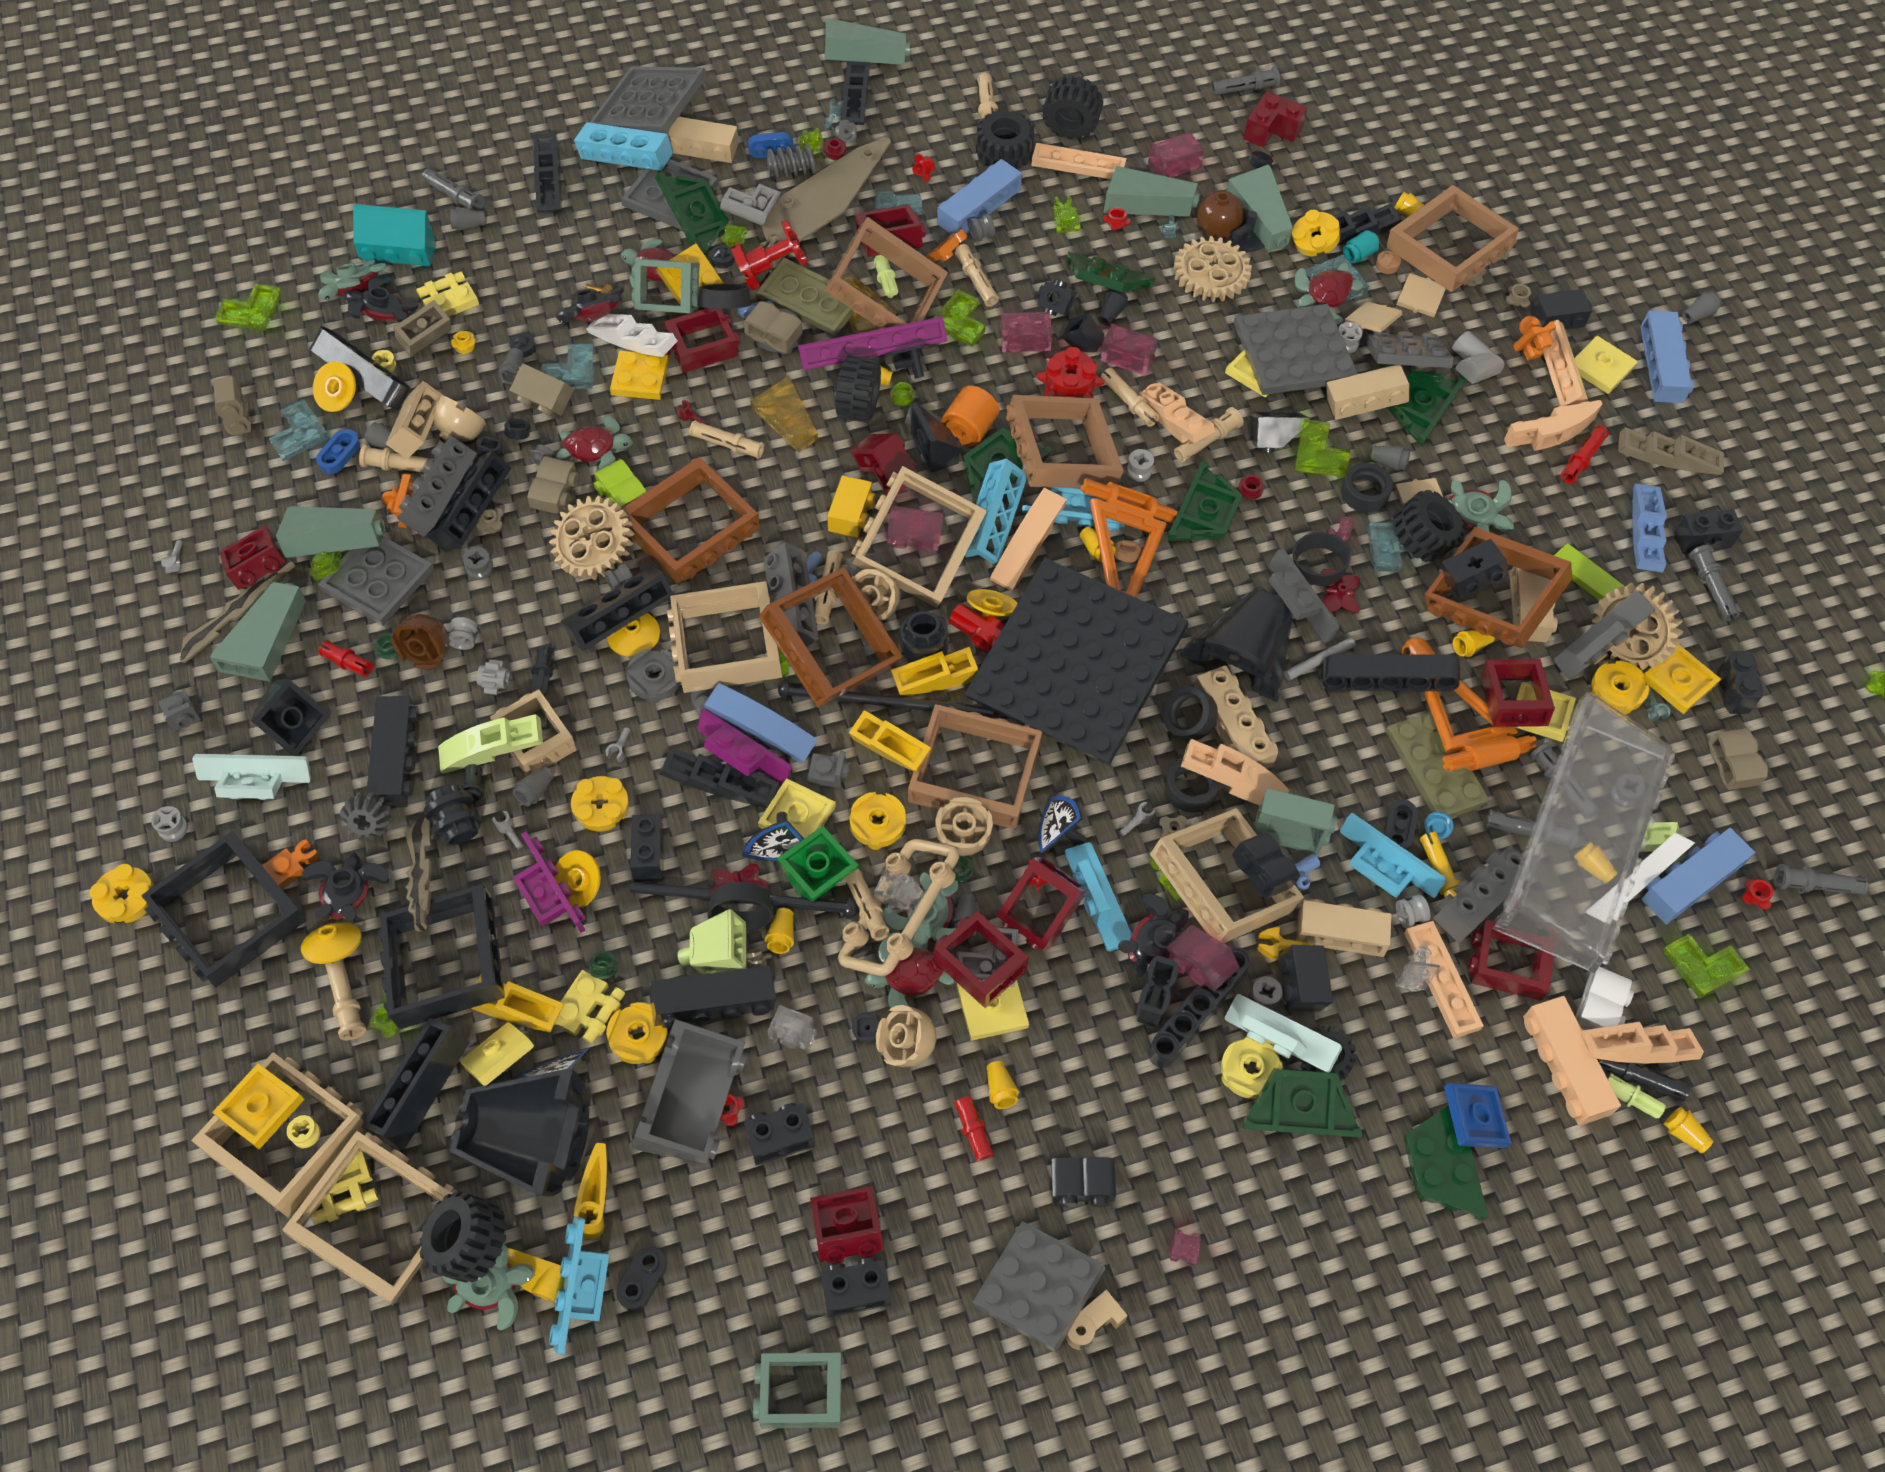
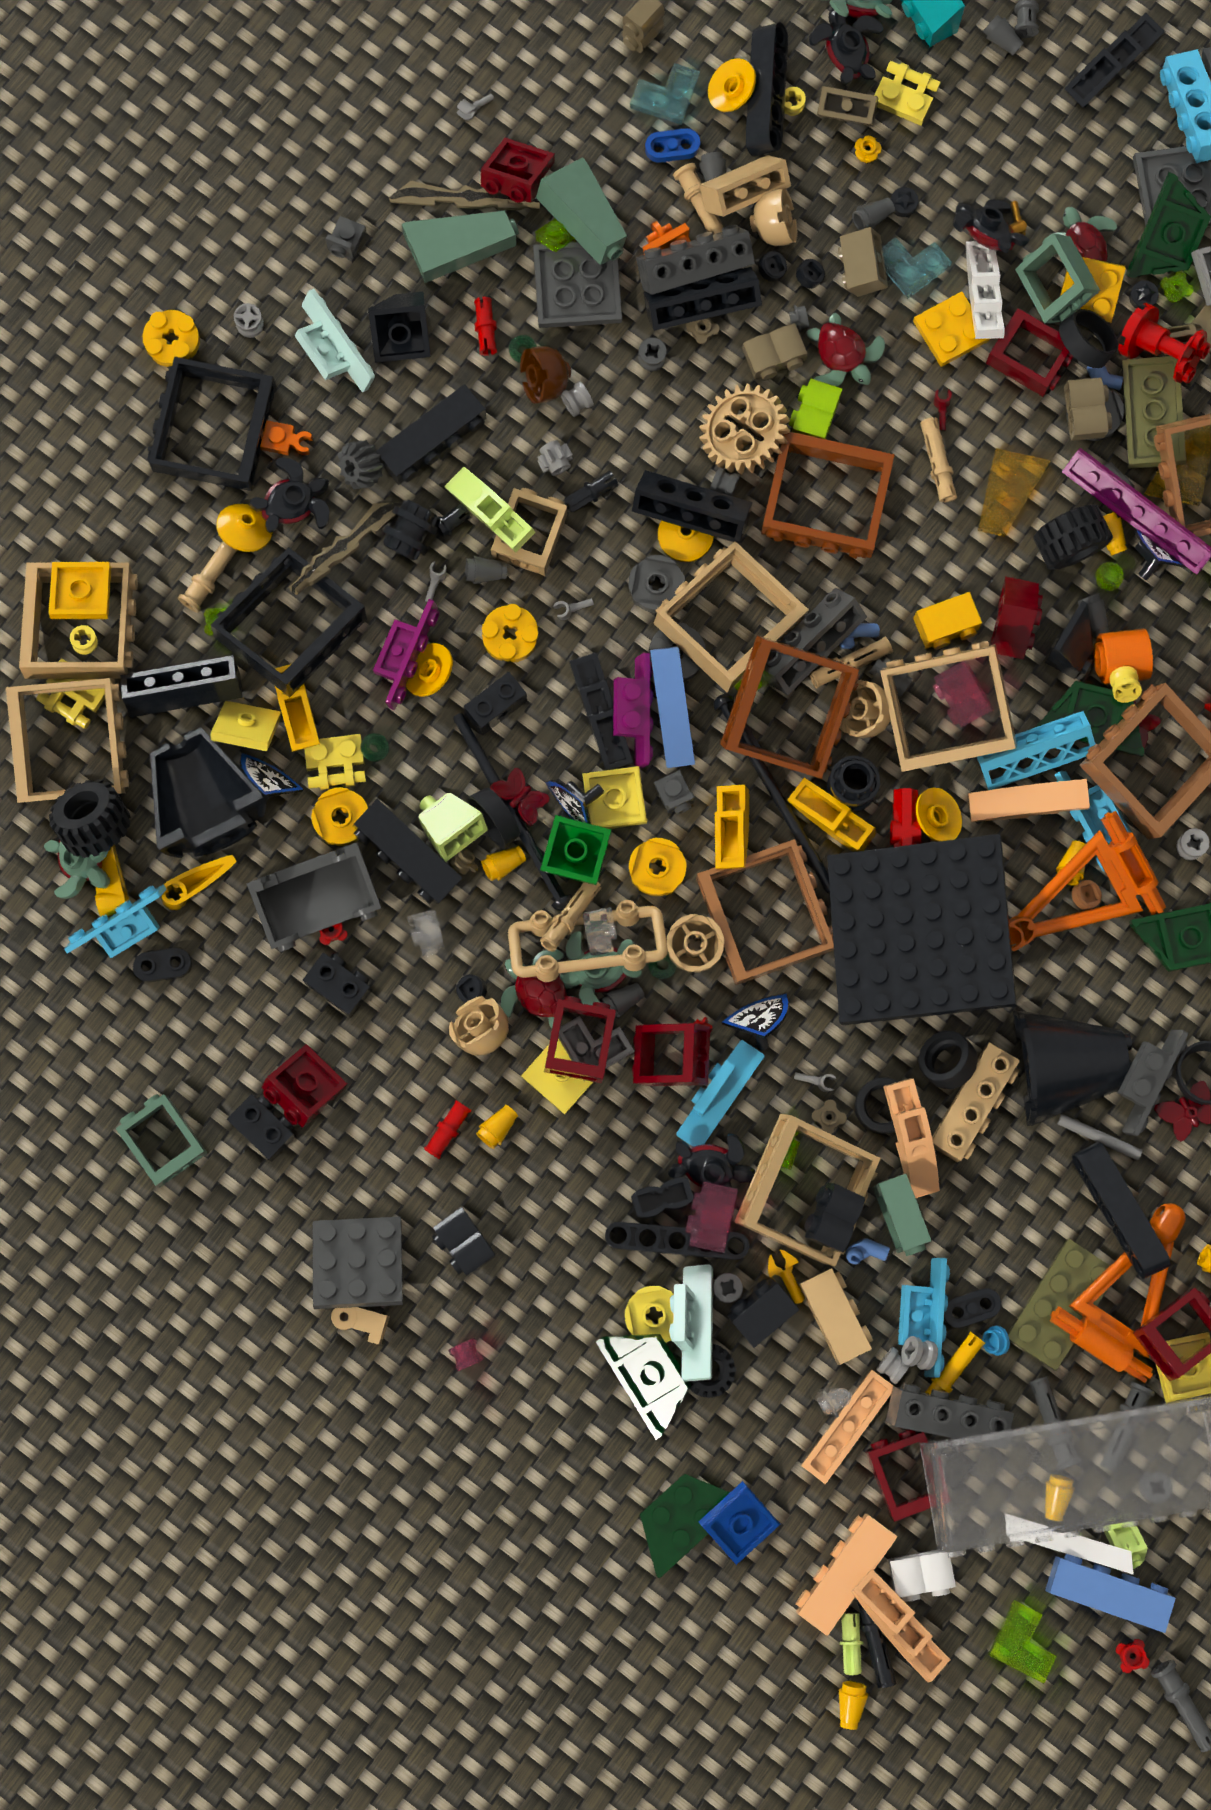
camera: 55 degrees right, 20 degrees up
(993, 422) = (1125, 684): none -> light yellow wheel
(1424, 882) = (919, 1353): none -> light grey wheel

